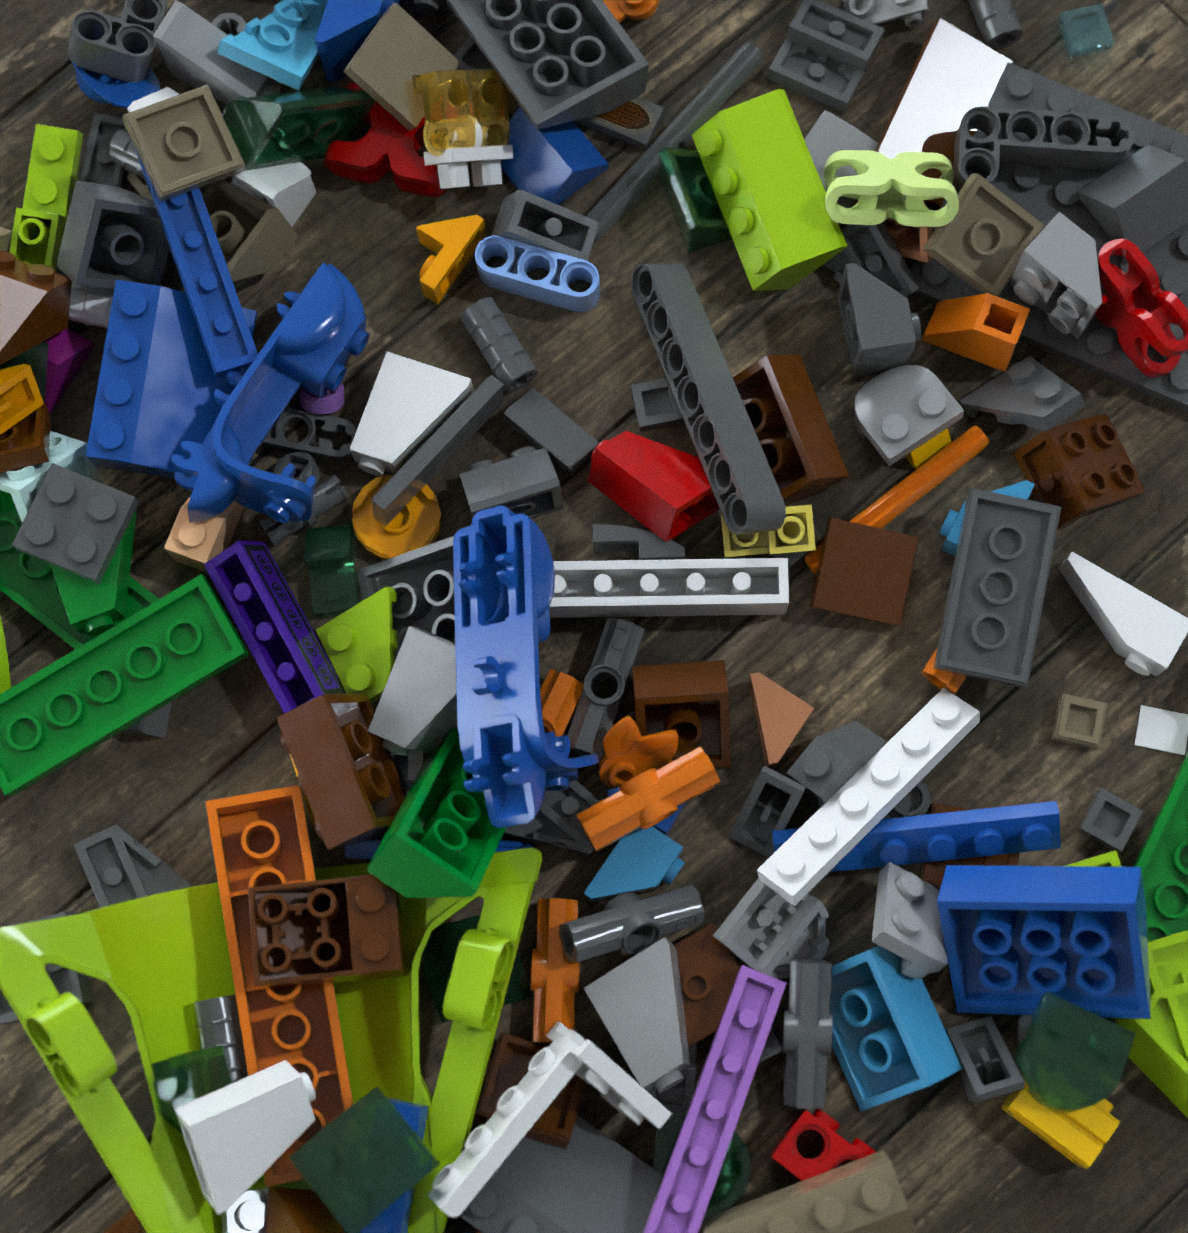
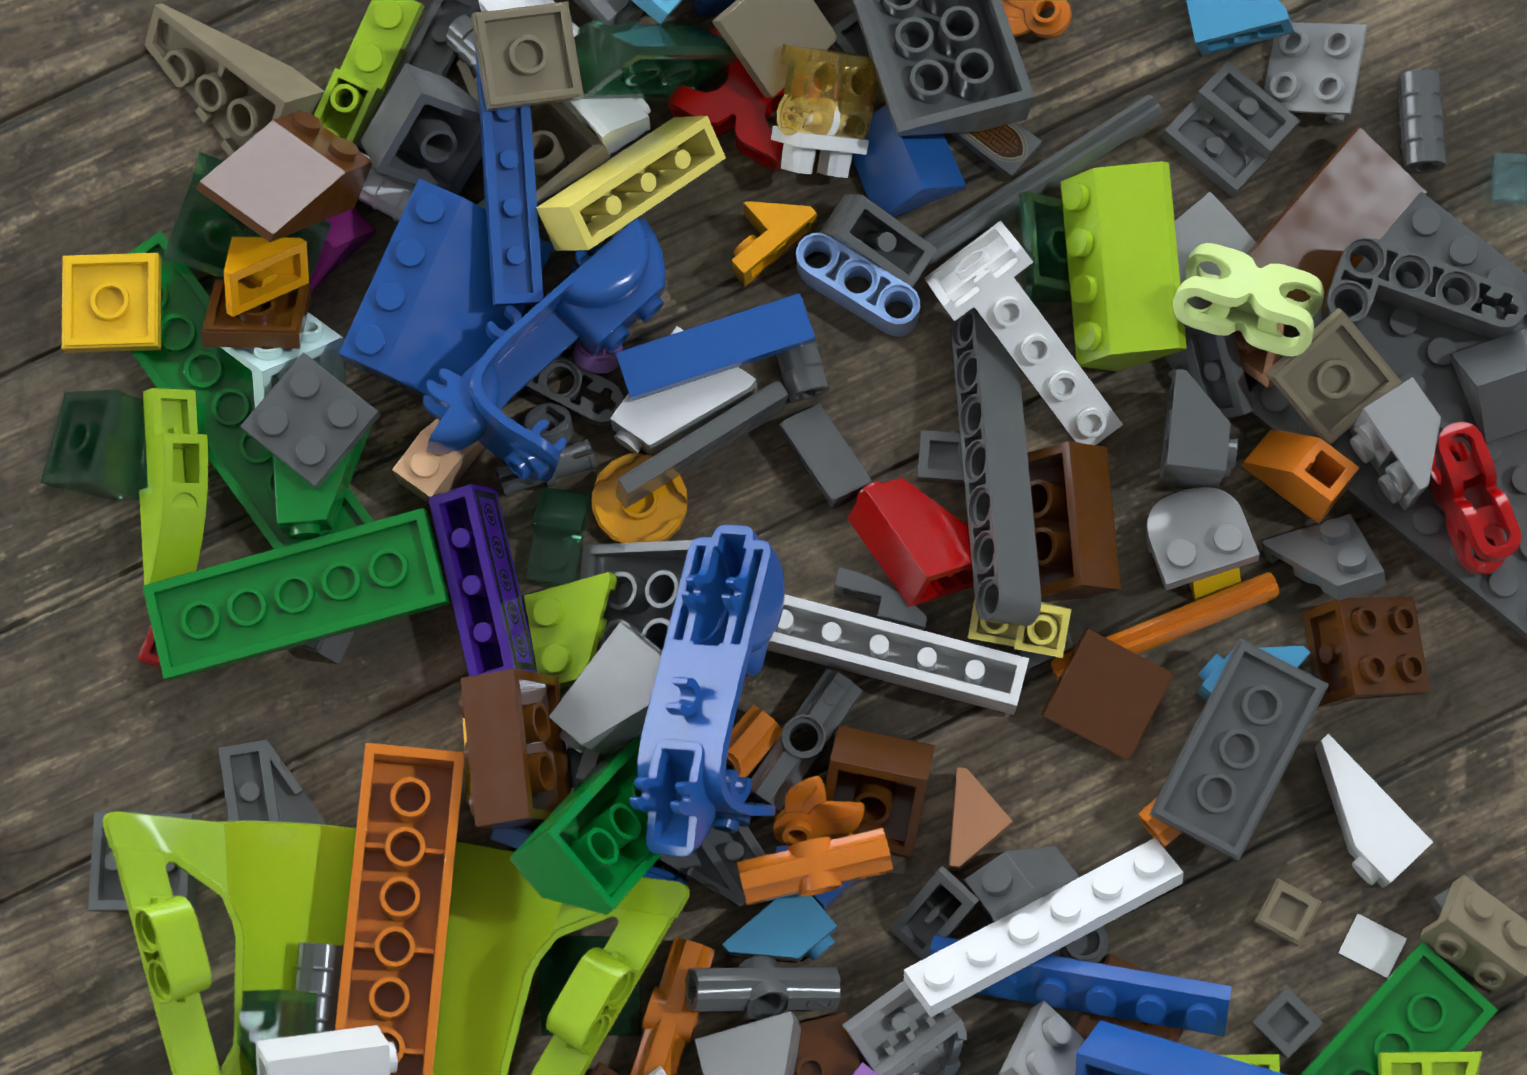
camera: 15 degrees right, 0 degrees up
(309, 235) = (630, 183): none -> light yellow brick
(326, 931) = (452, 909): reddish brown slope -> none
(426, 360) = (715, 347): none -> blue tile
(521, 483) = (770, 504): dark grey slope -> none
(653, 233) = (985, 279): none -> white bracket

